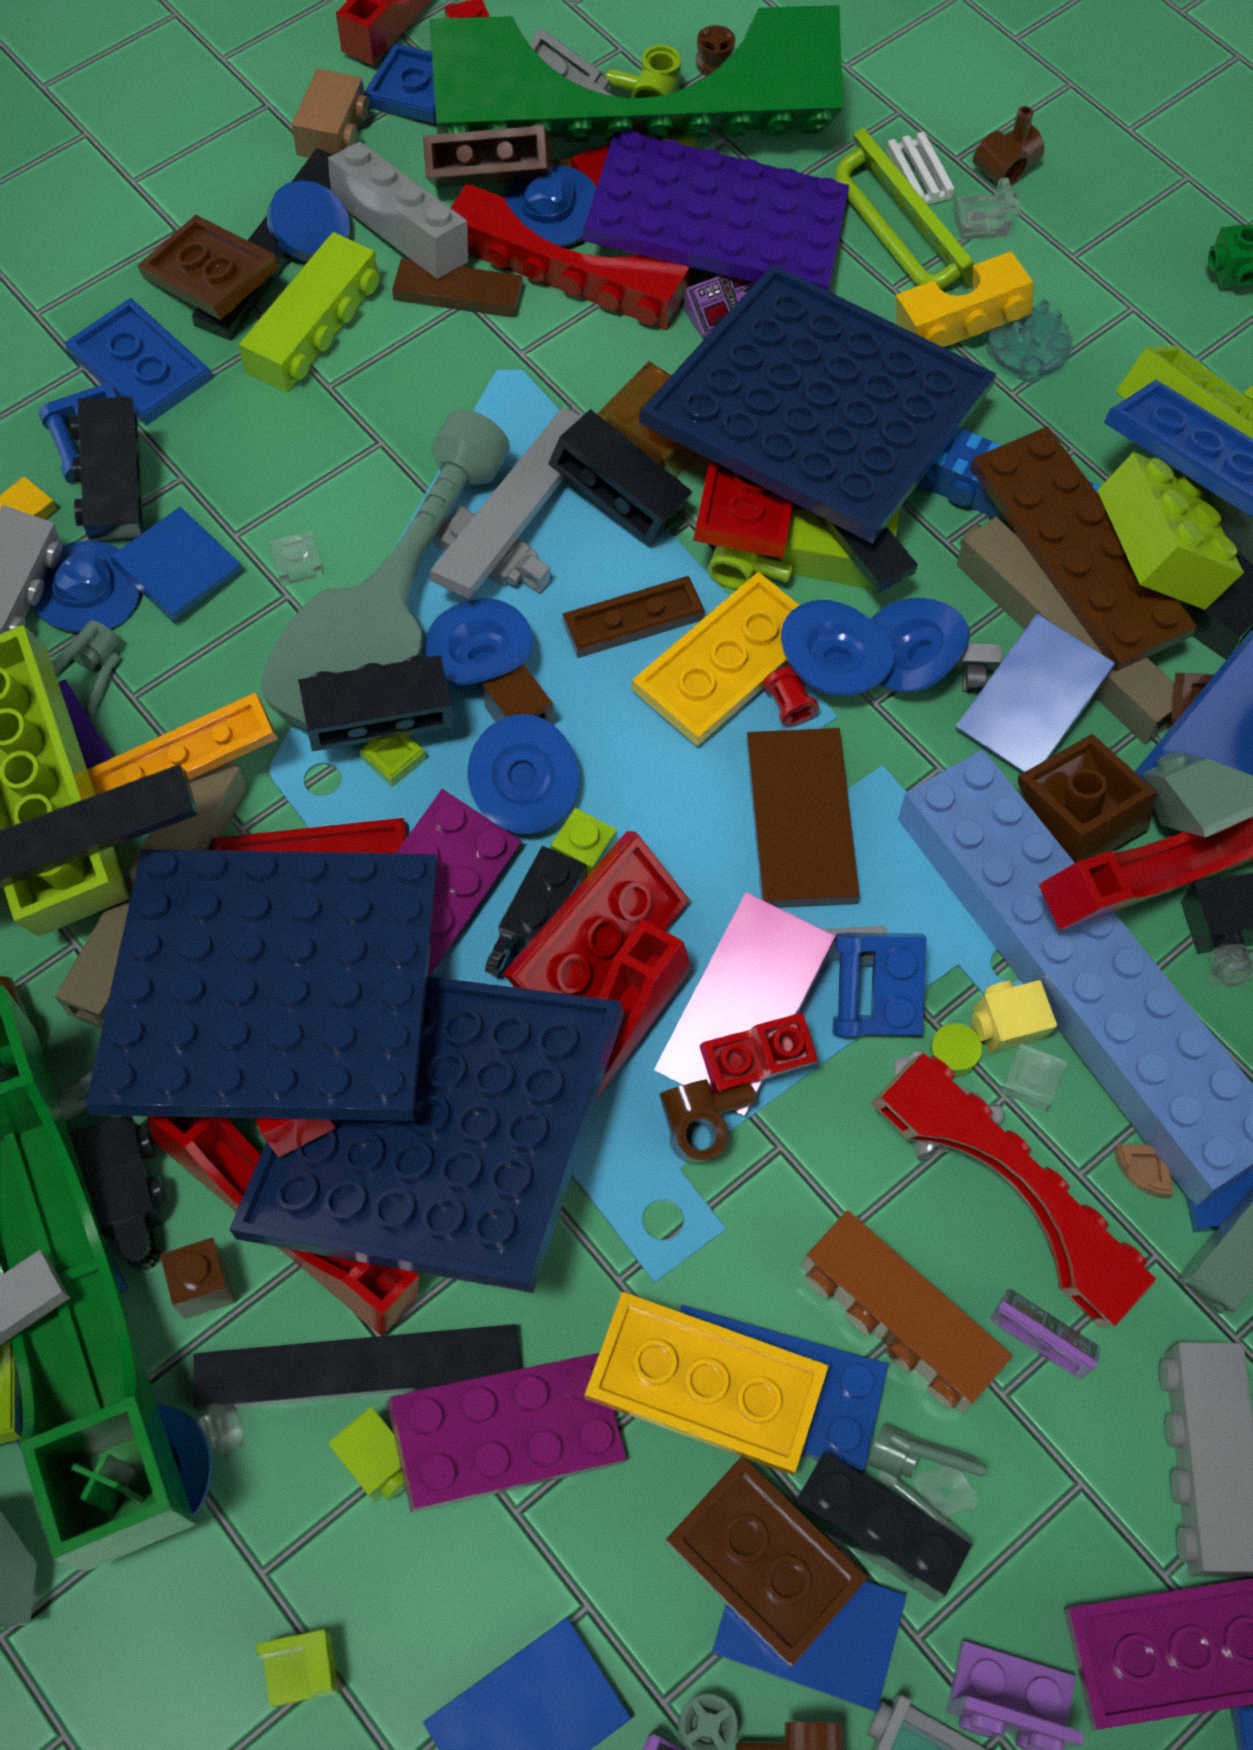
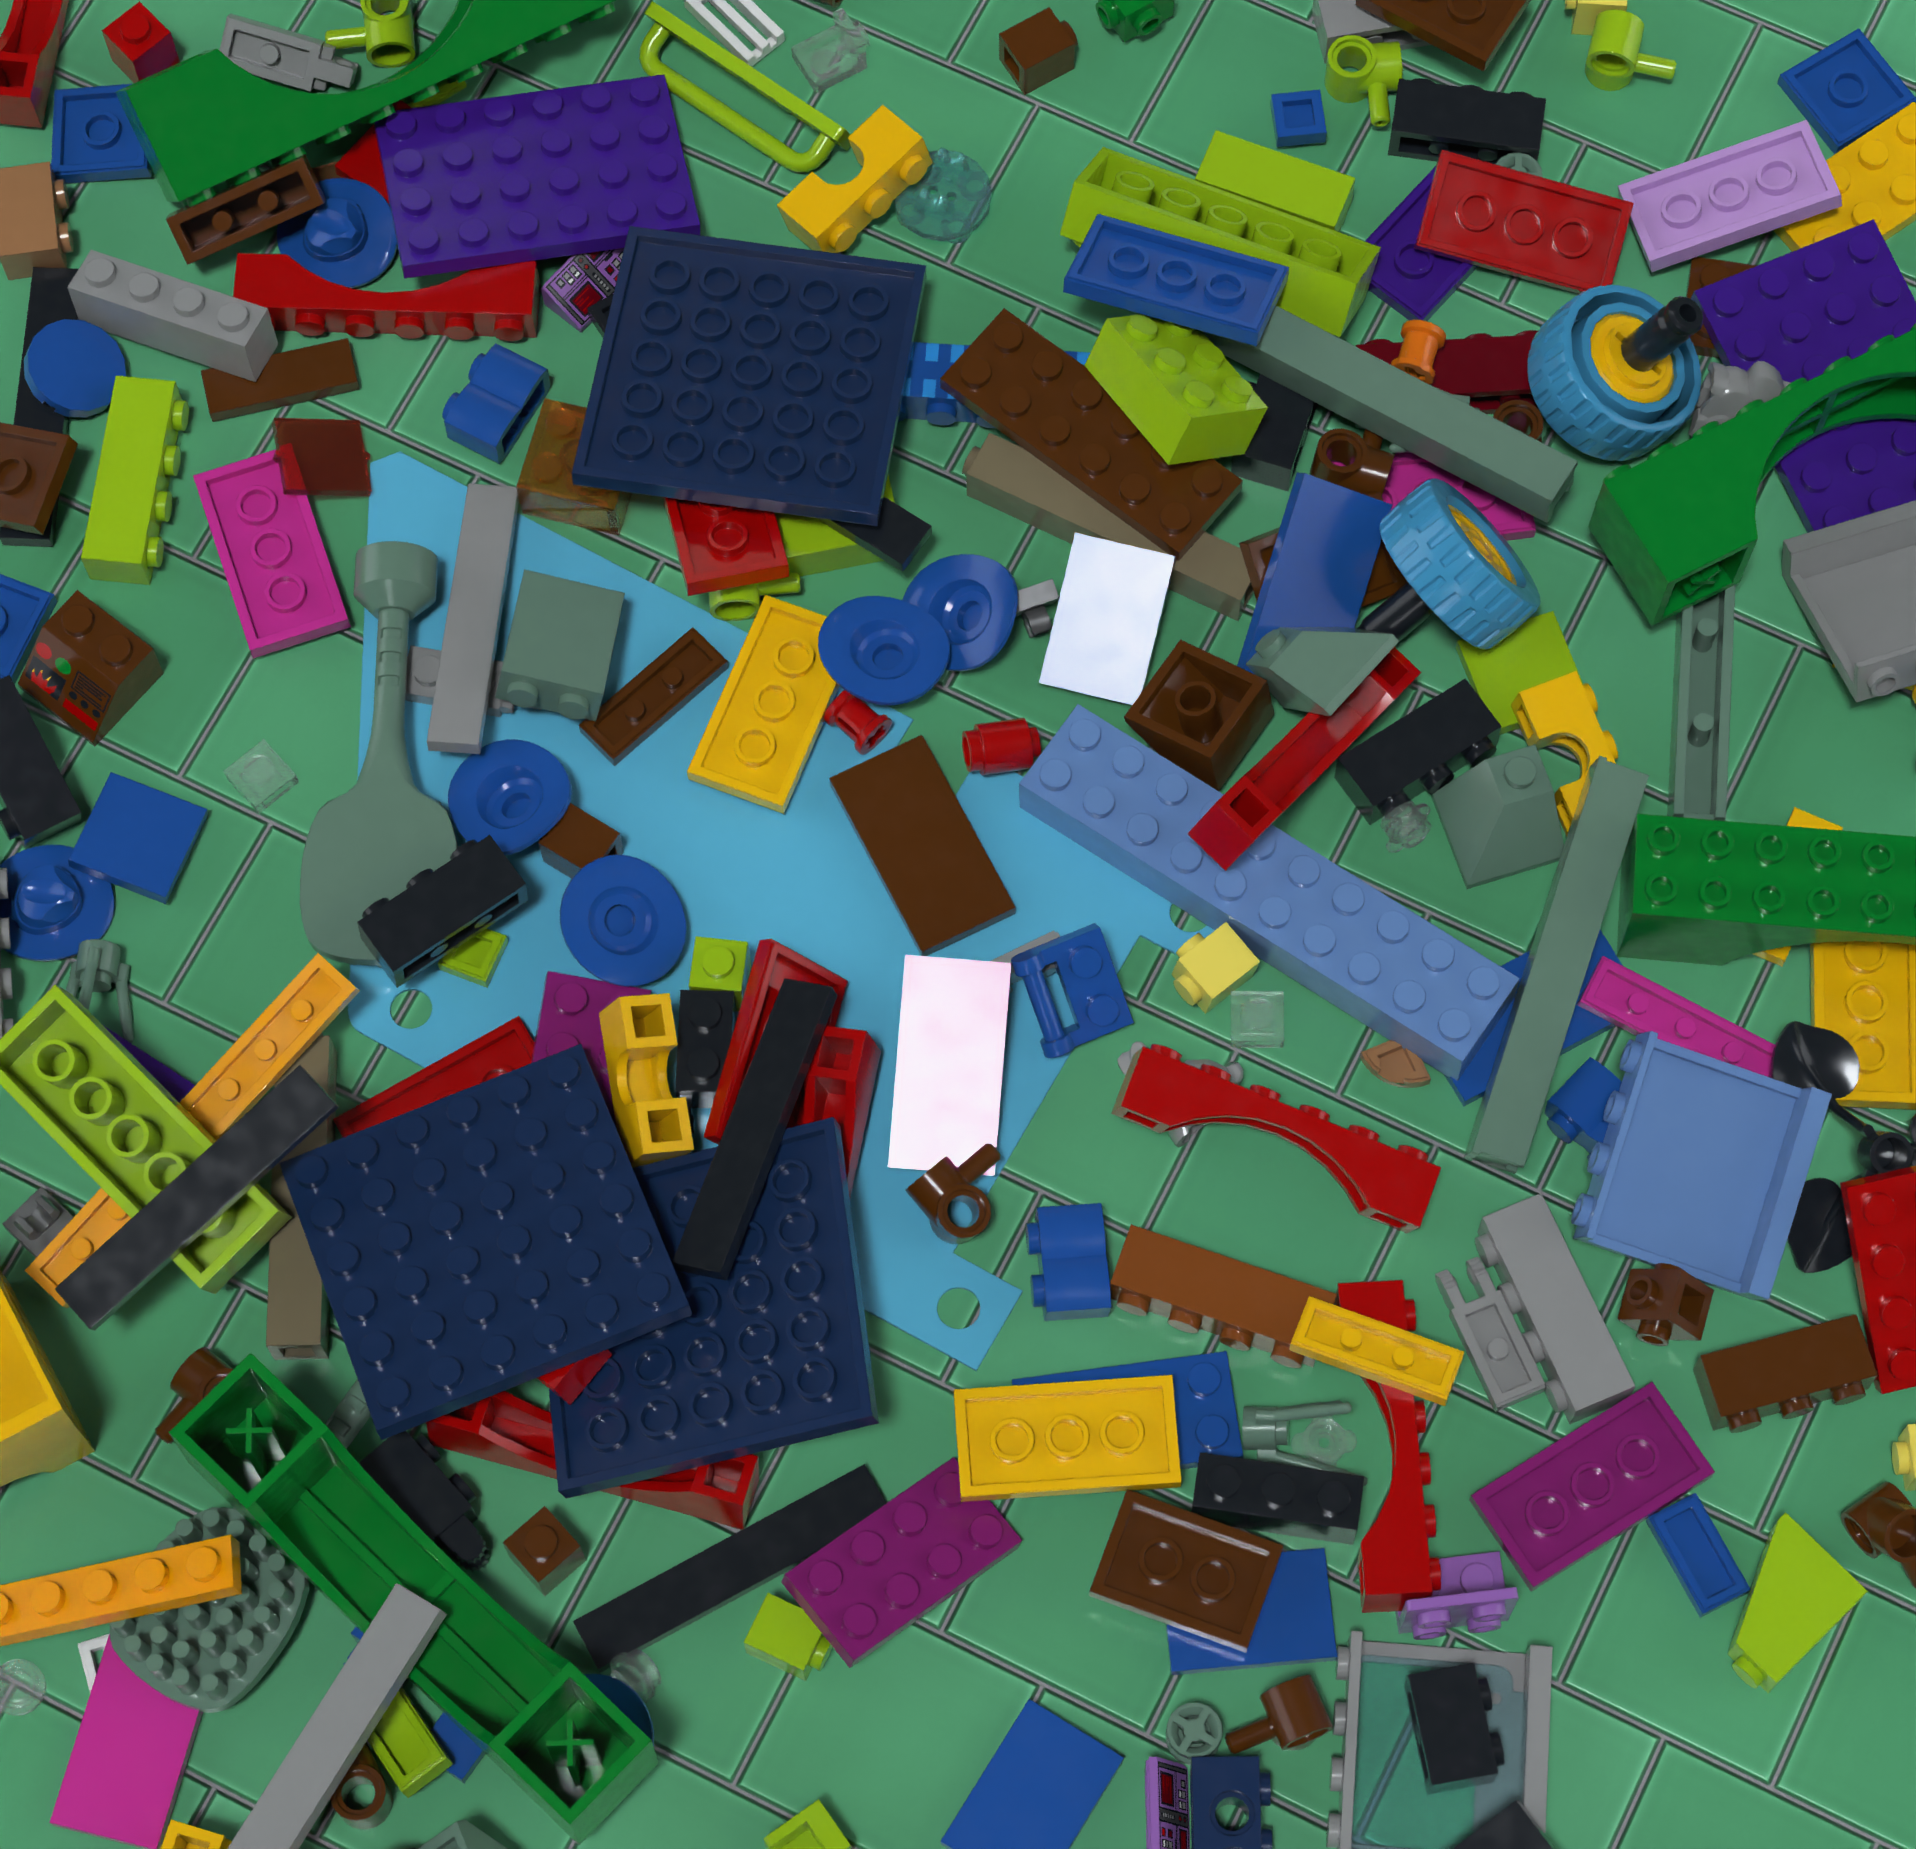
camera: 20 degrees left, 5 degrees up
(206, 428) = (88, 668): none -> reddish brown slope
(387, 400) = (270, 555): none -> dark pink plate
(459, 347) = (321, 457): none -> clear red piece
(483, 877) = (637, 1044): none -> yellow arch
(545, 986) = (755, 1129): none -> black tile
(573, 544) = (560, 646): none -> sand green brick
(609, 359) = (496, 402): none -> blue brick
(619, 477) = (572, 544): black brick -> none
(758, 1052) = (984, 1109): red slope -> none
(779, 1221) = (1071, 1262): none -> blue brick
(901, 761) = (1000, 746): none -> red brick
(957, 1047) = (1171, 1022): lime tile -> none
(974, 1636) = (1395, 1550): none -> red arch
(1032, 1428) = (1377, 1351): none -> yellow tile
(1045, 1334) = (1359, 1260): medium lavender slope -> none
(1143, 1461) = (1491, 1338): none -> light grey hinge
(1149, 266) = (1037, 50): none -> reddish brown brick

